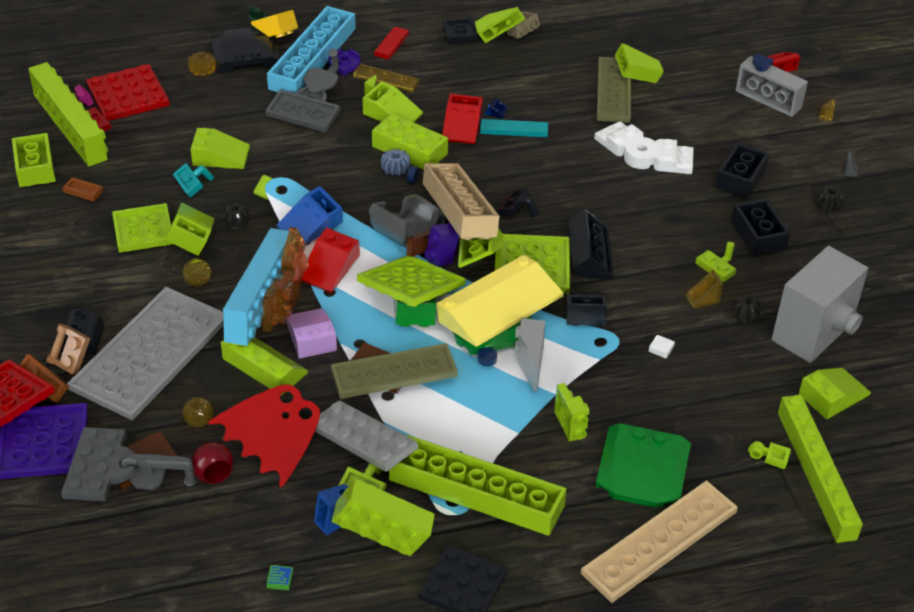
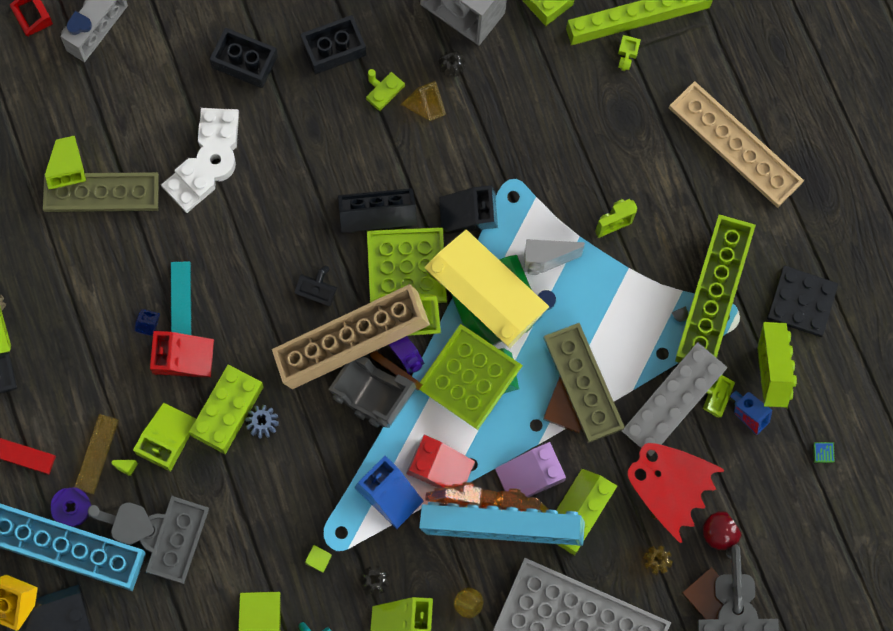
camera: 100 degrees left, 30 degrees up
(412, 175) = (281, 400): dark blue tile -> none
(643, 465) = (656, 159): green wedge -> none
(661, 346) = (505, 142): white tile -> none

